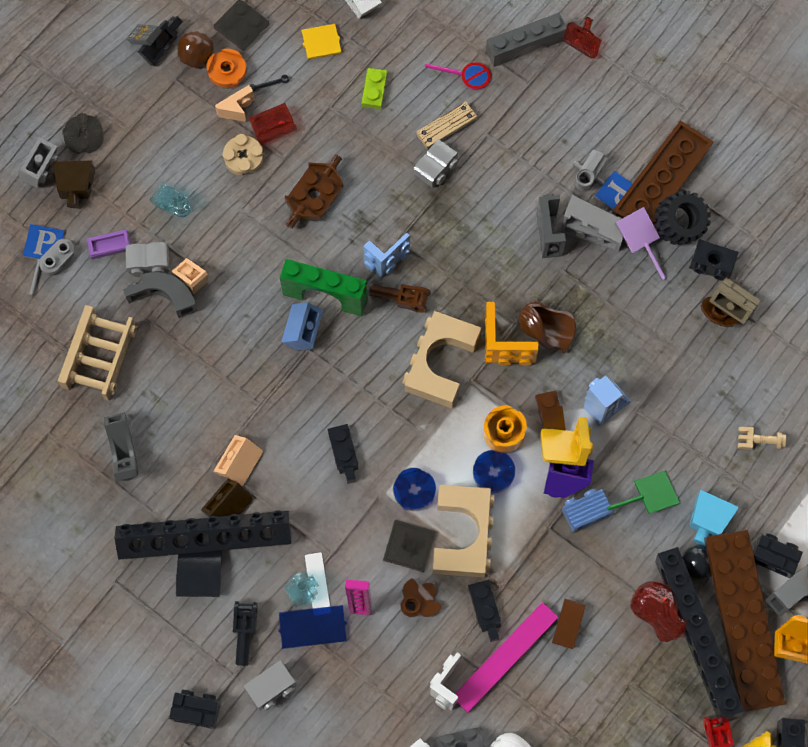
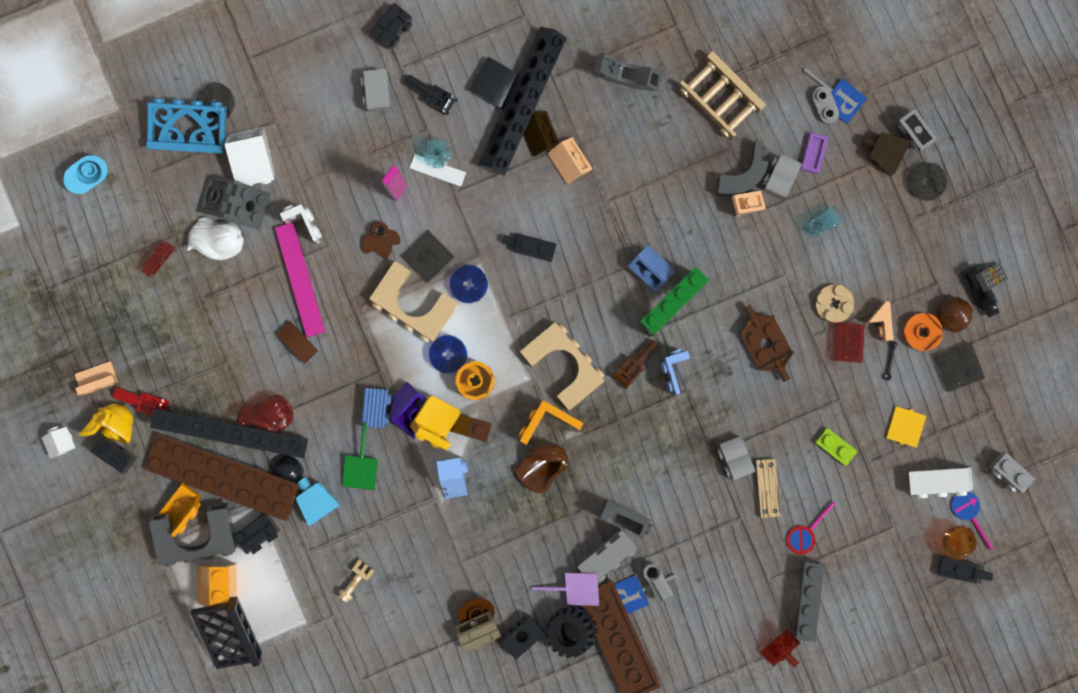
camera: 115 degrees right, 15 degrees up
(312, 627) = (406, 146): clear blue piece -> none
(485, 608) = (345, 286): black hinge -> none

